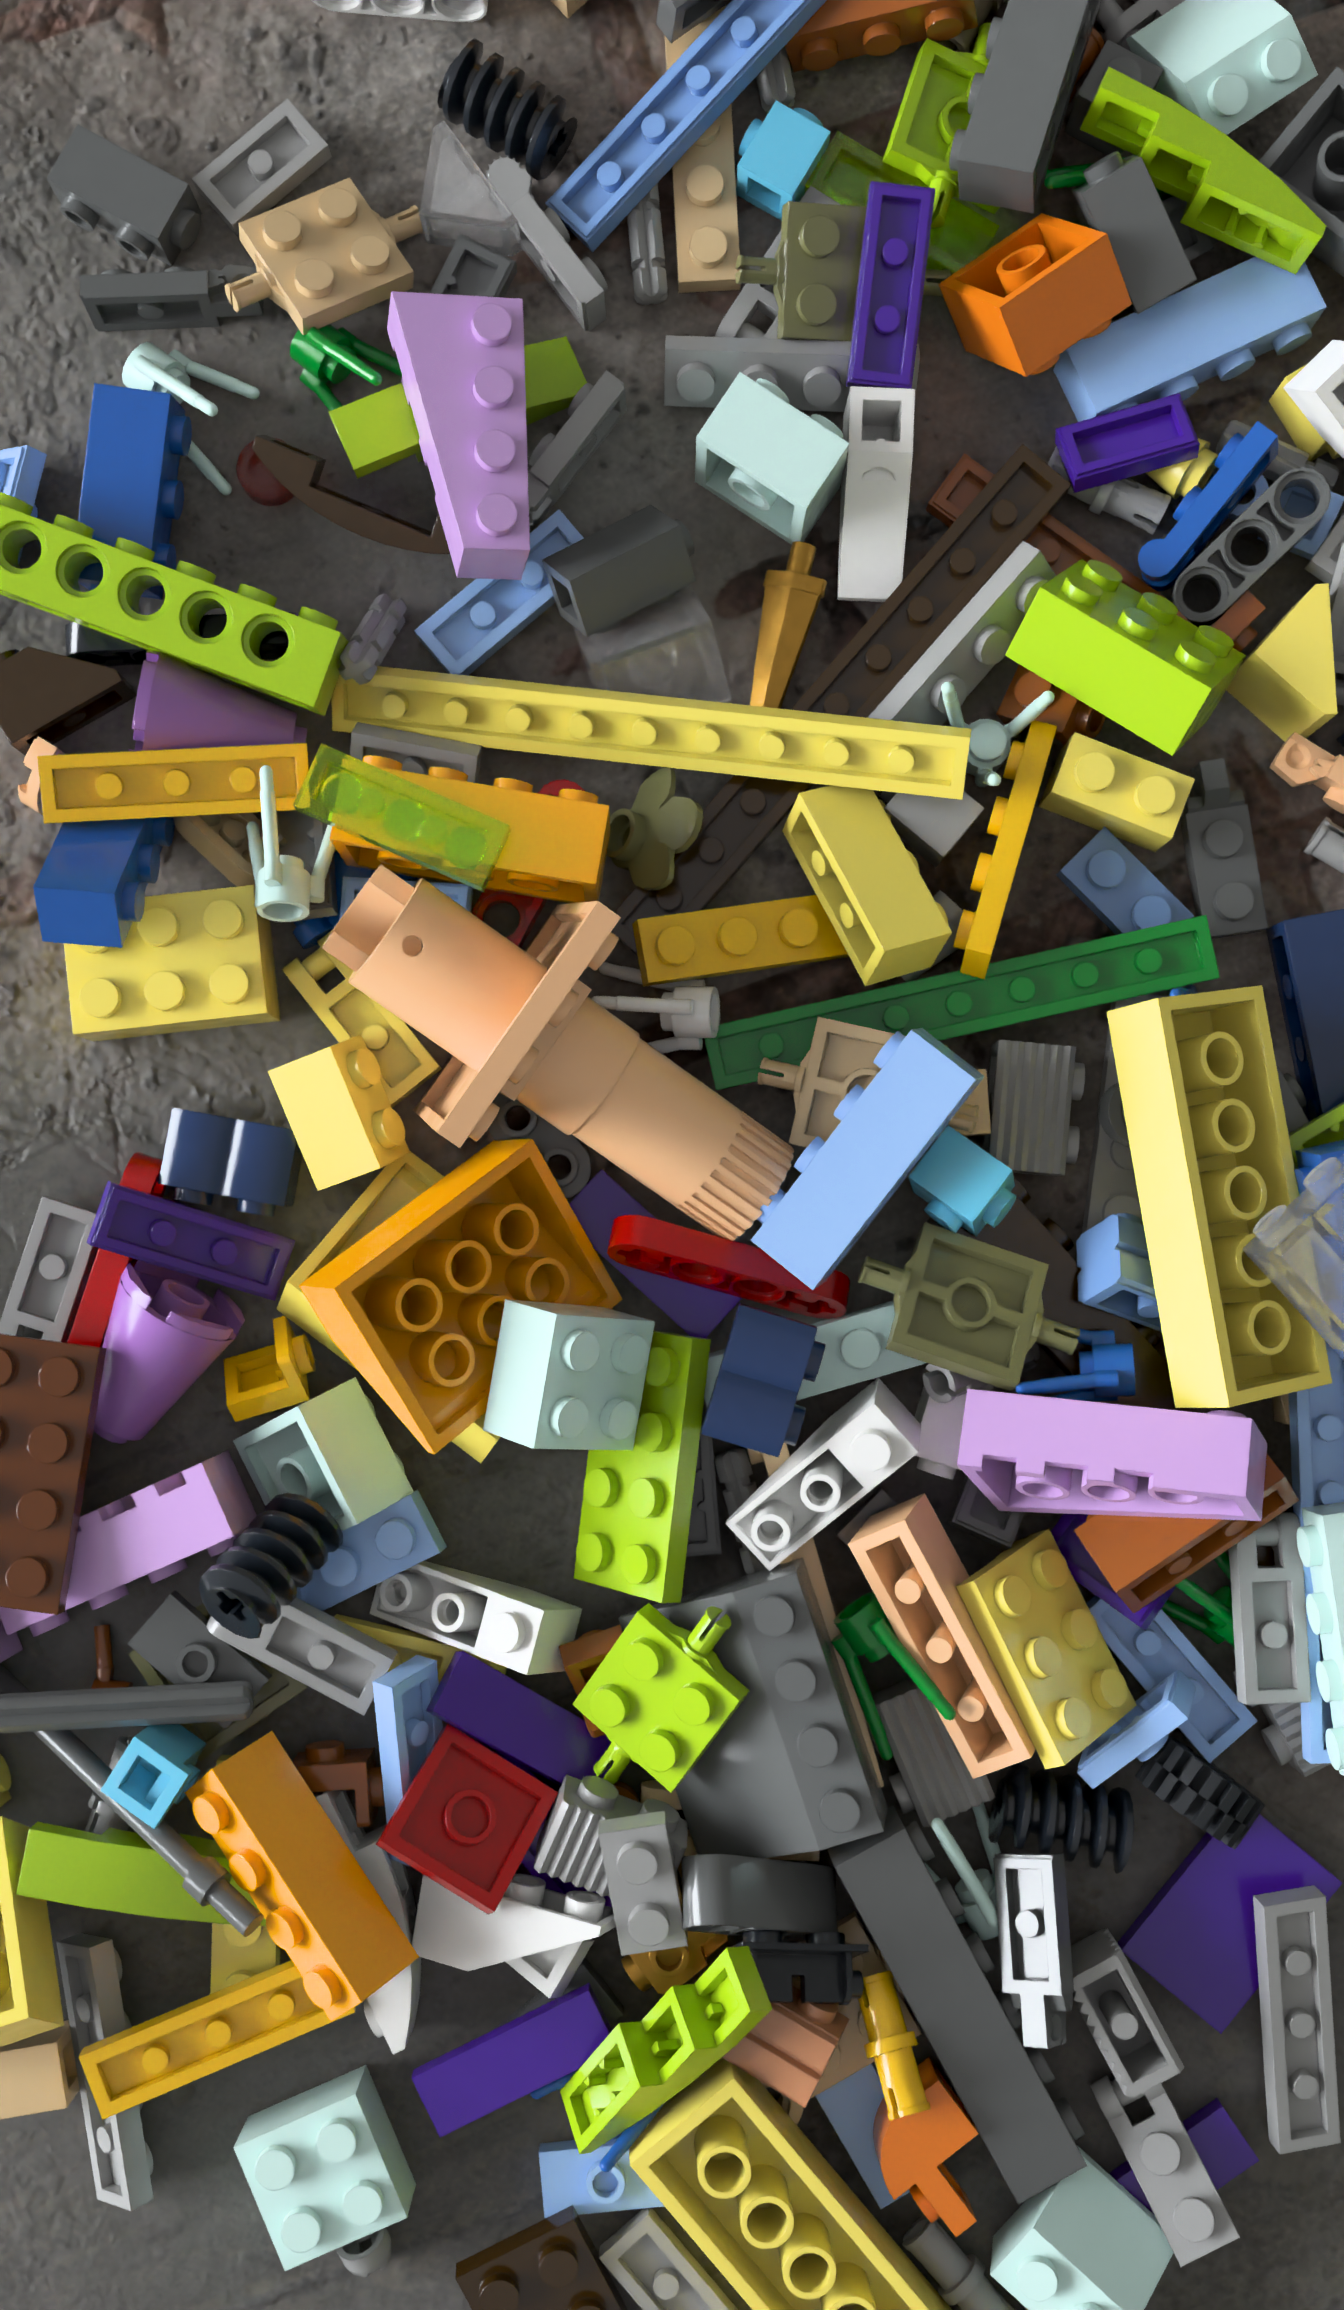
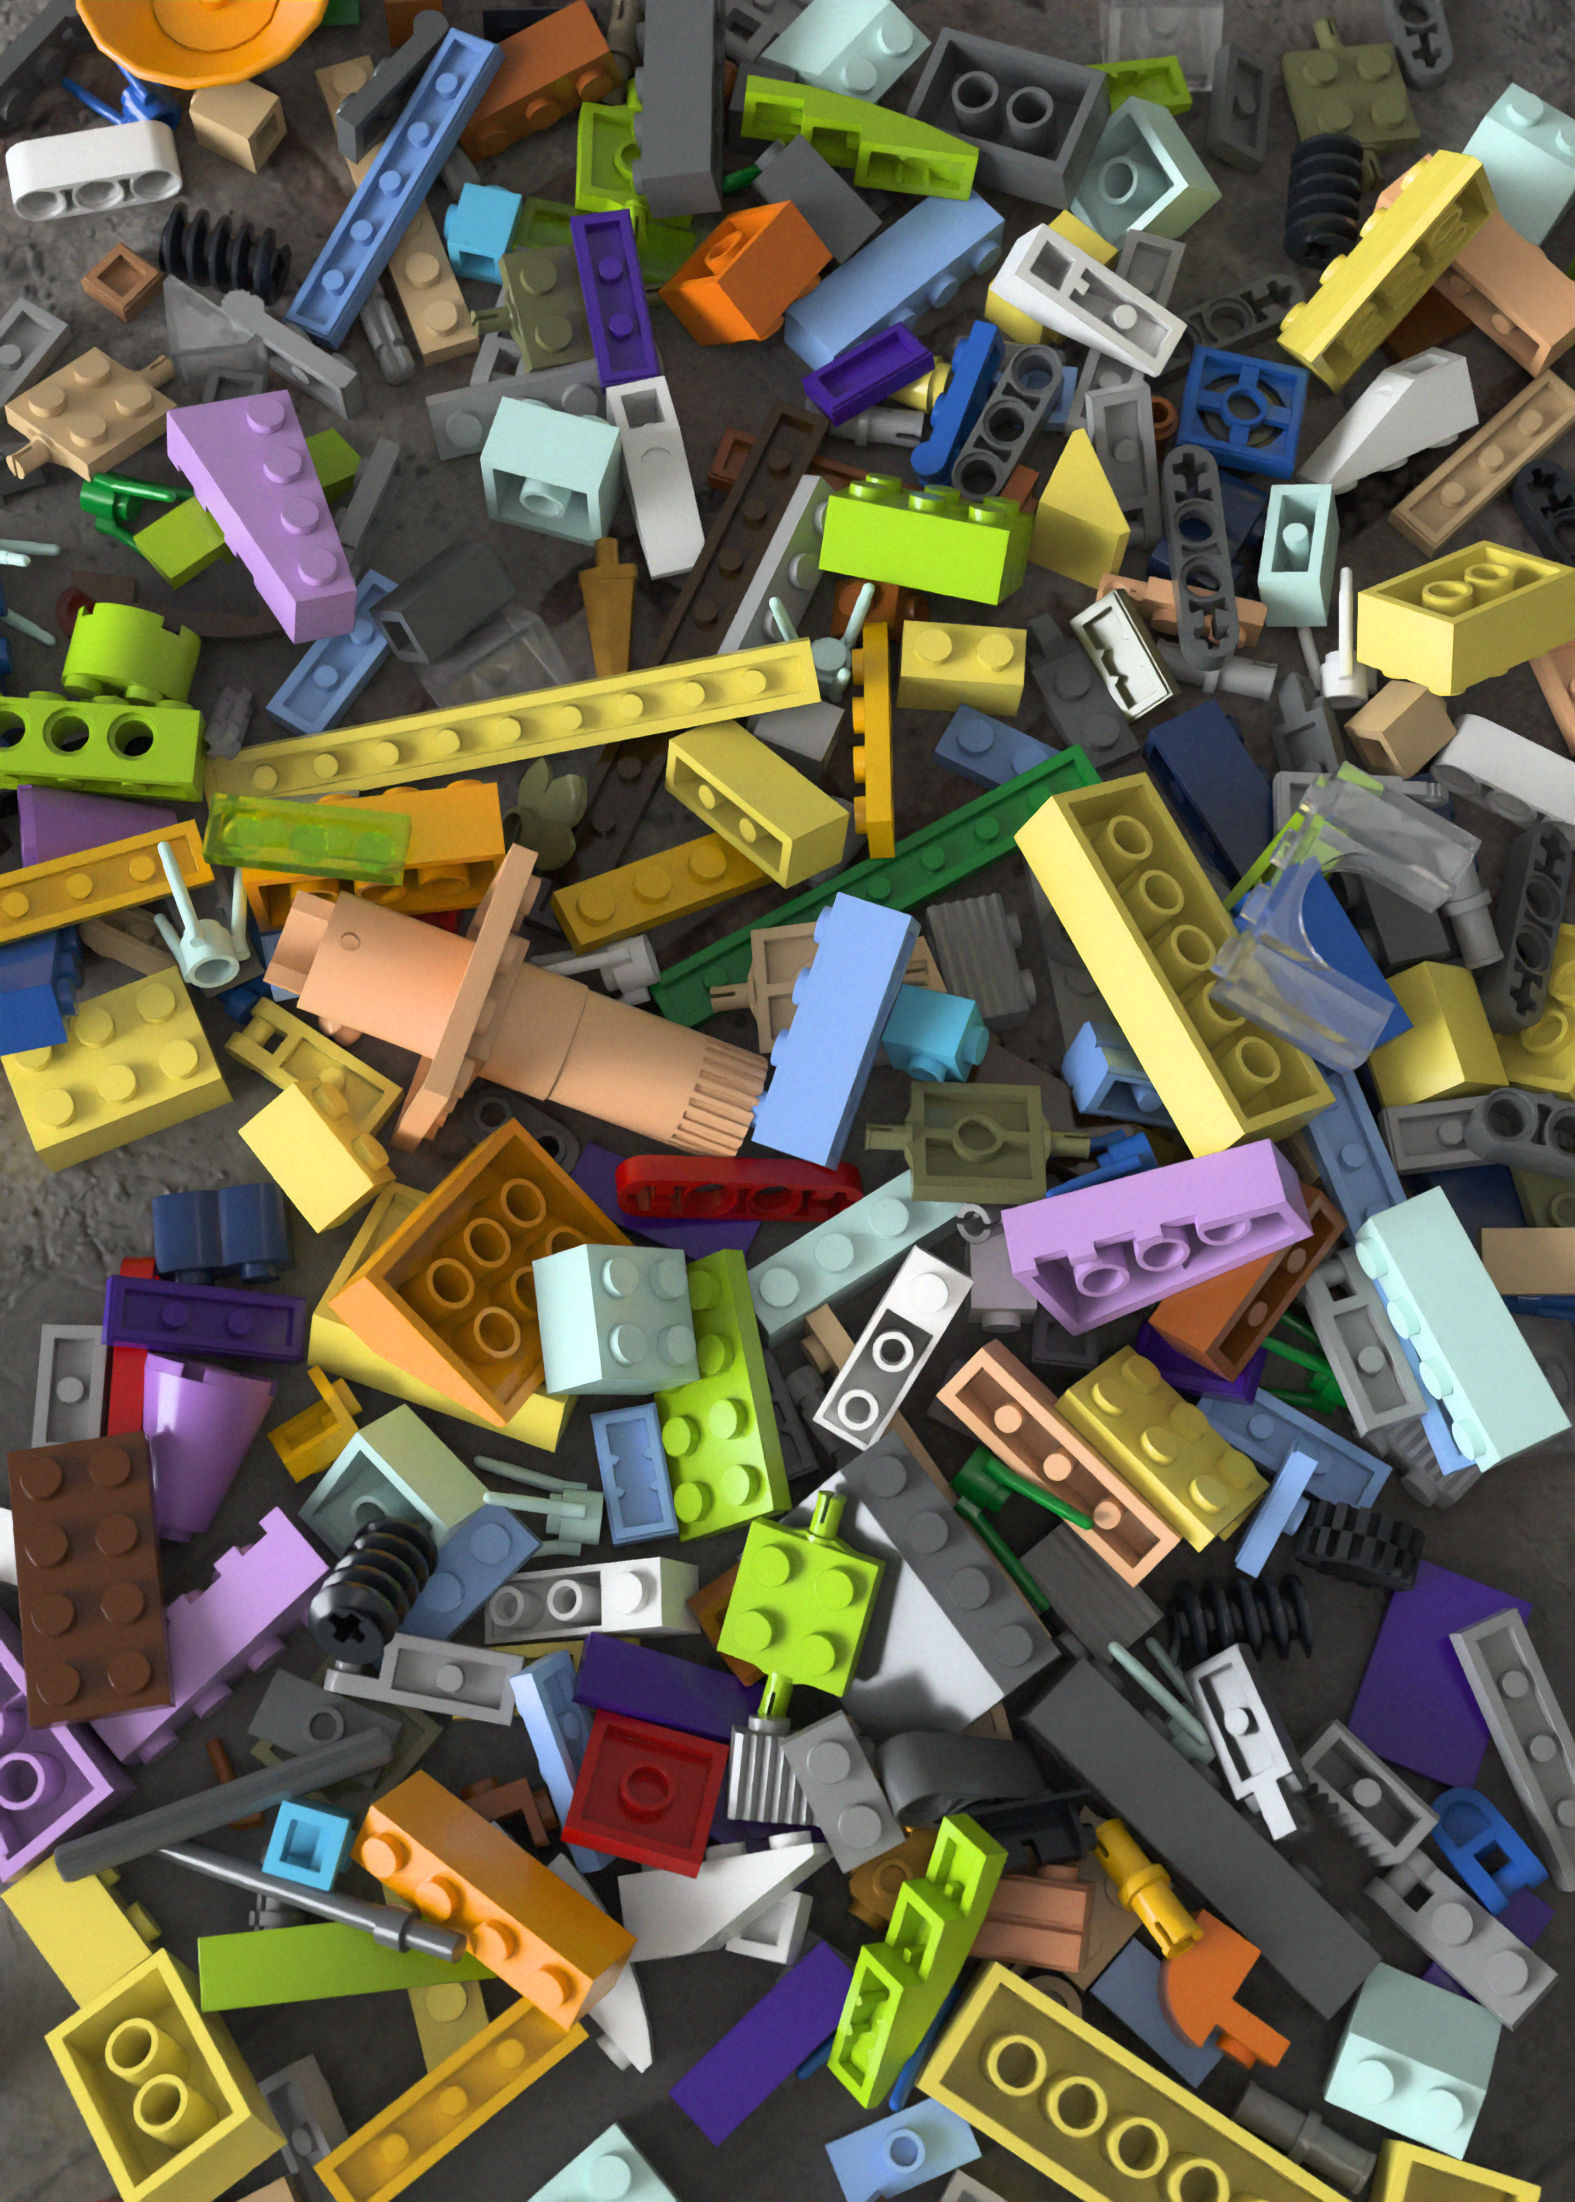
camera: 20 degrees left, 15 degrees down
(290, 545) = (129, 656): none -> lime brick
(399, 108) = (123, 282): none -> medium nougat tile
(480, 1525) = (571, 1511): none -> light aqua plant
(549, 1509) = (634, 1475): none -> light blue plate
(761, 1381) = (802, 1264): dark blue brick -> none
(1208, 2071) = (1470, 1832): none -> blue plate
(1285, 828) = (1125, 656): none -> plate

